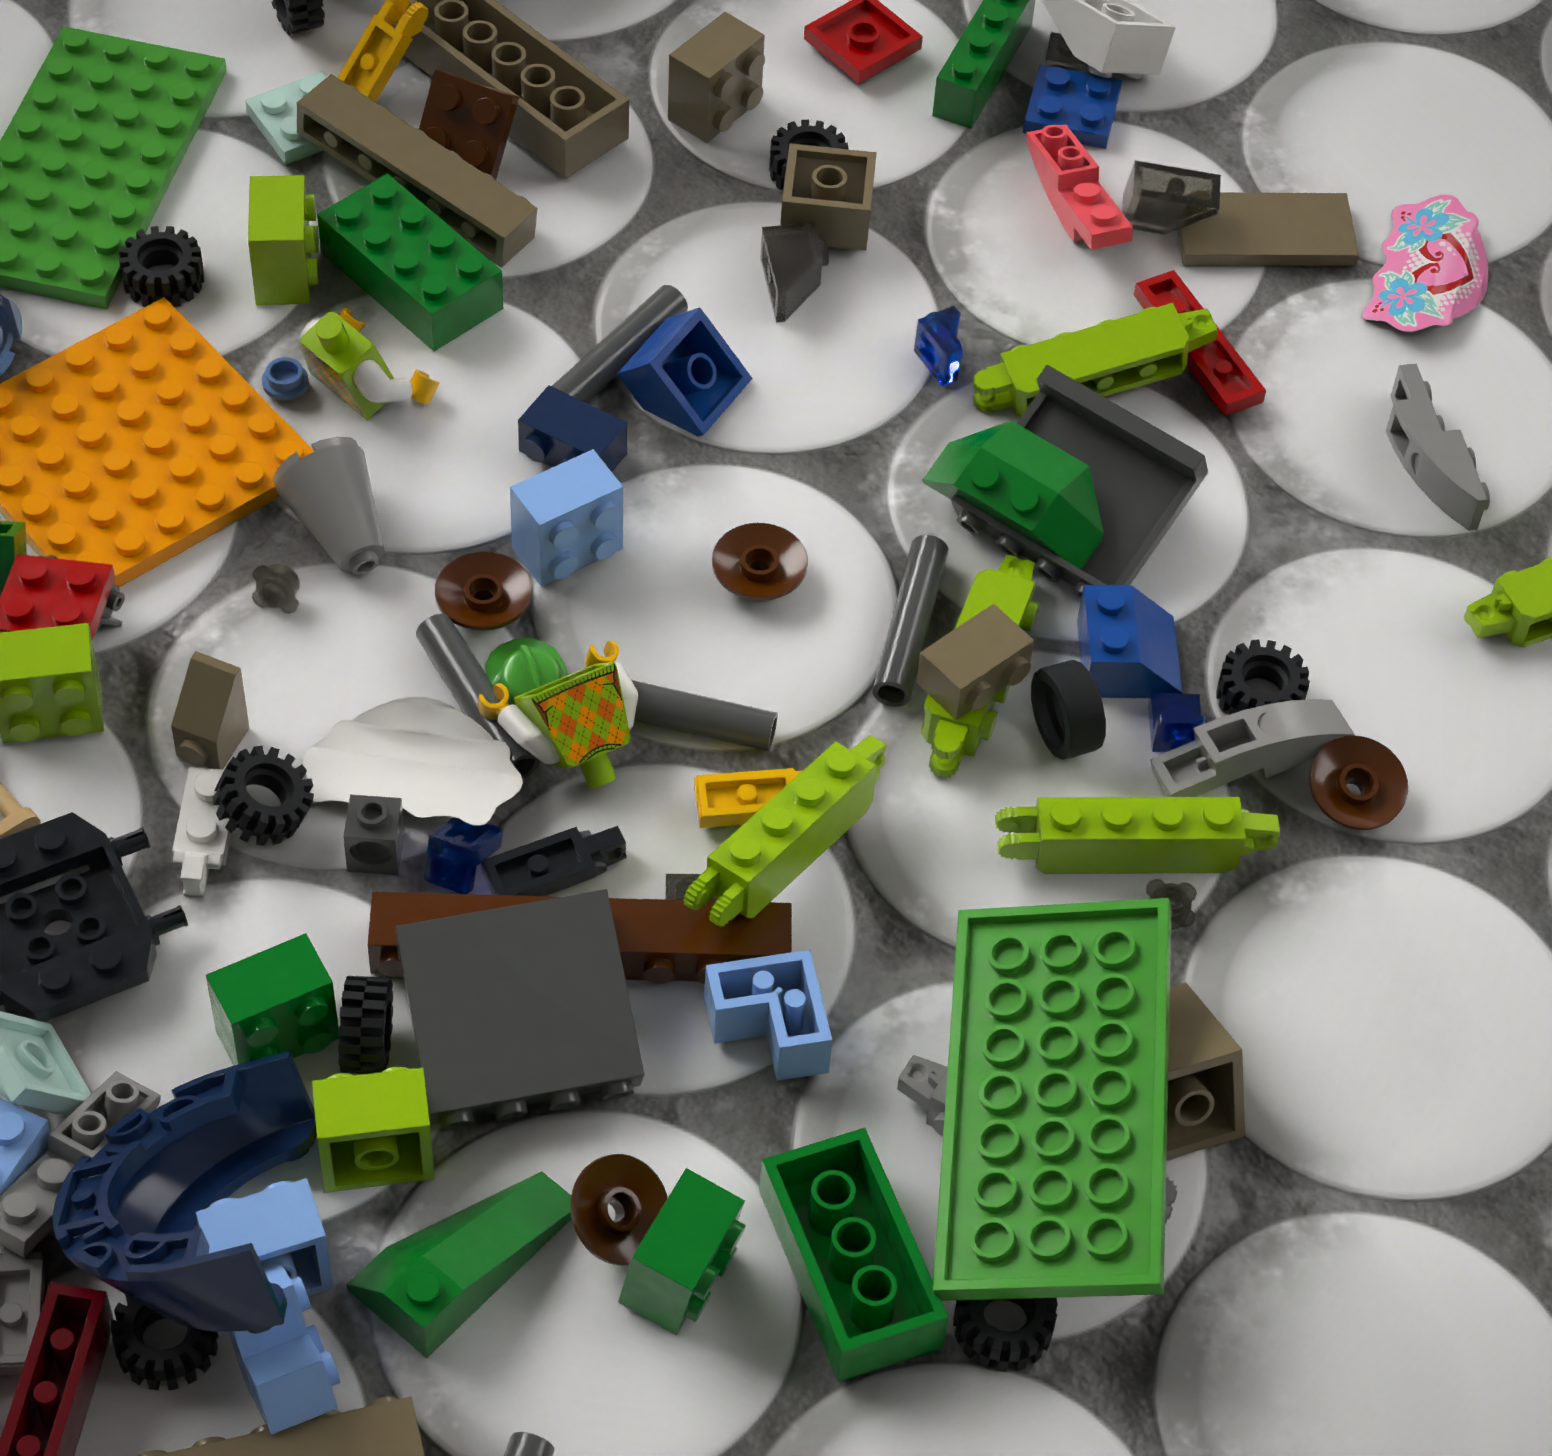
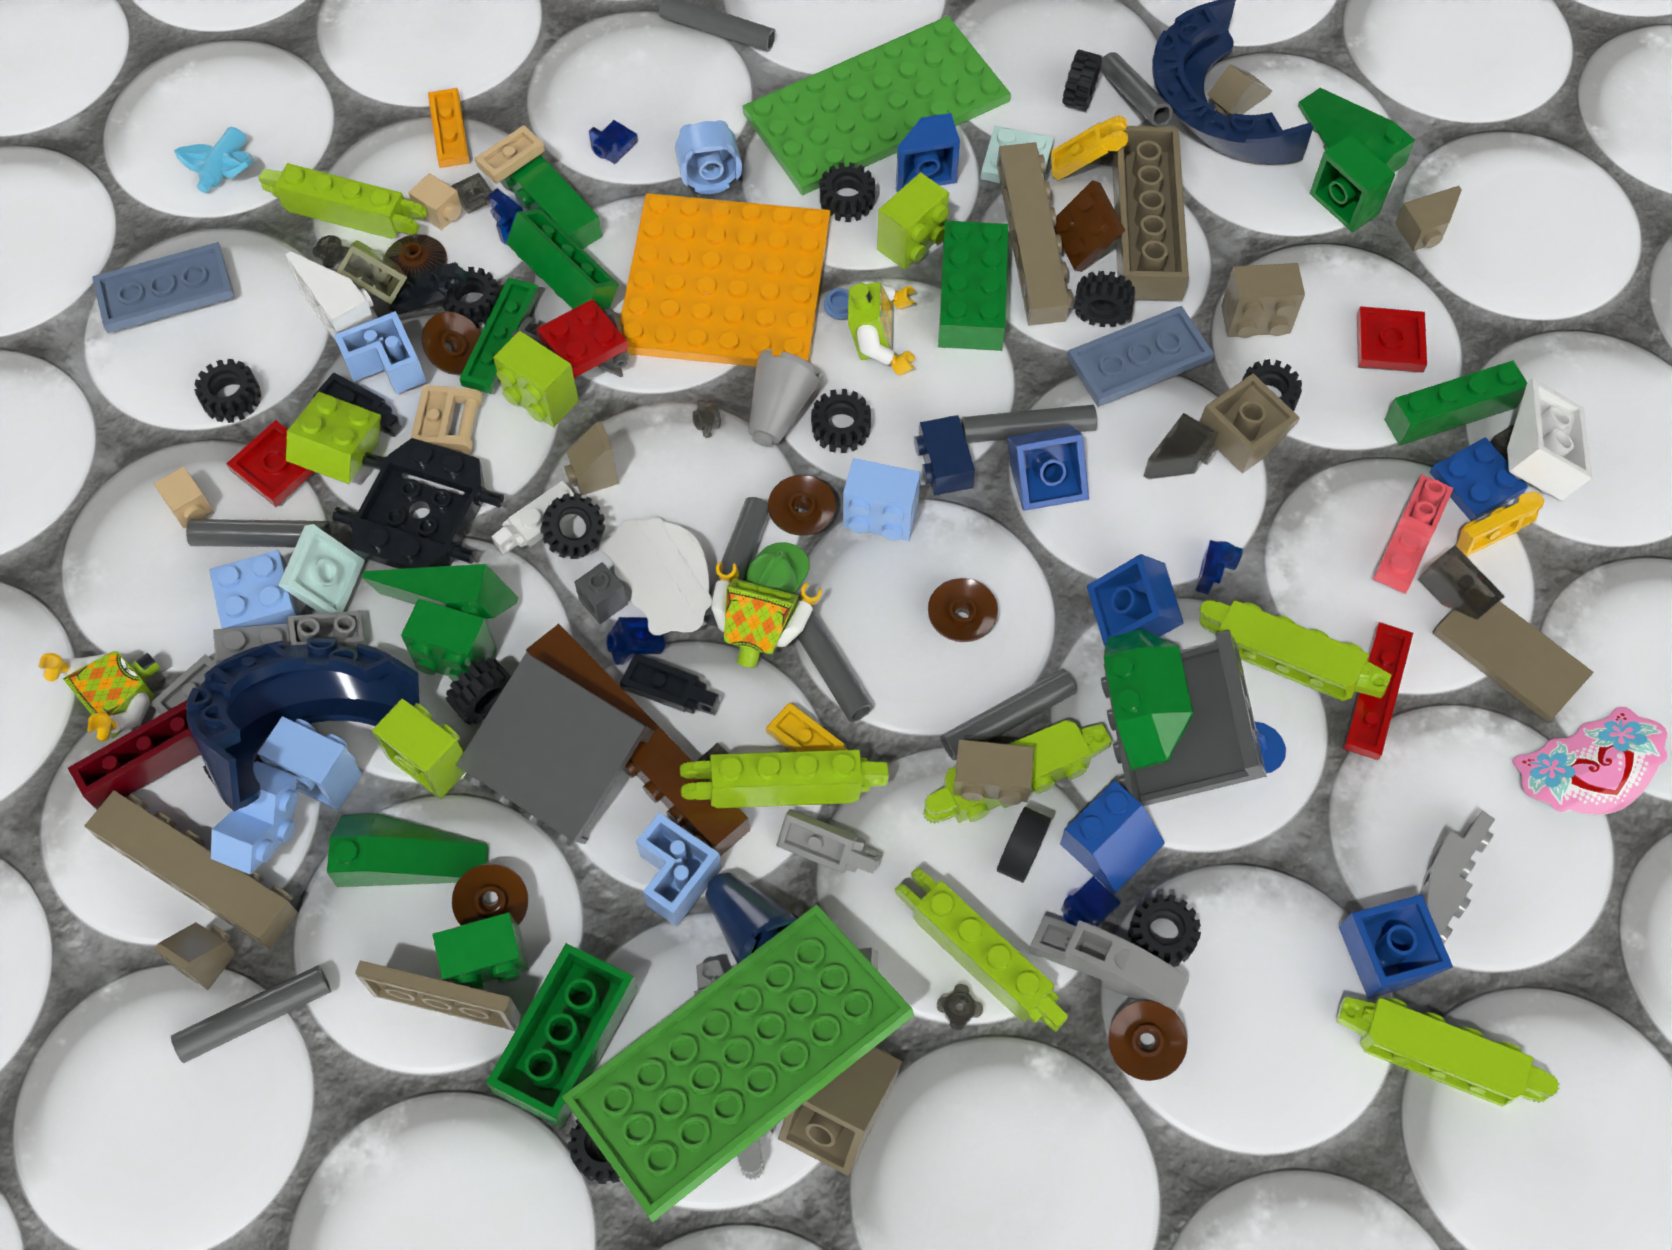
camera: 50 degrees right, 10 degrees up
(176, 977) = (459, 587): none -> green wedge
(222, 160) = (929, 149): none -> blue slope
(420, 466) = (836, 405): none -> black tyre
(563, 180) = (1104, 299): none -> black tyre
(650, 214) = (1139, 355): none -> sand blue plate
(686, 1331) = (439, 996): none -> dark tan tile
(882, 871) = (826, 844): none -> light grey hinge
(896, 992) = (745, 914): none -> dark blue cone
(905, 430) = (1135, 598): none -> blue slope
(1136, 125) = (1500, 523): none -> yellow hinge
(1457, 532) = (1394, 945): none -> blue slope

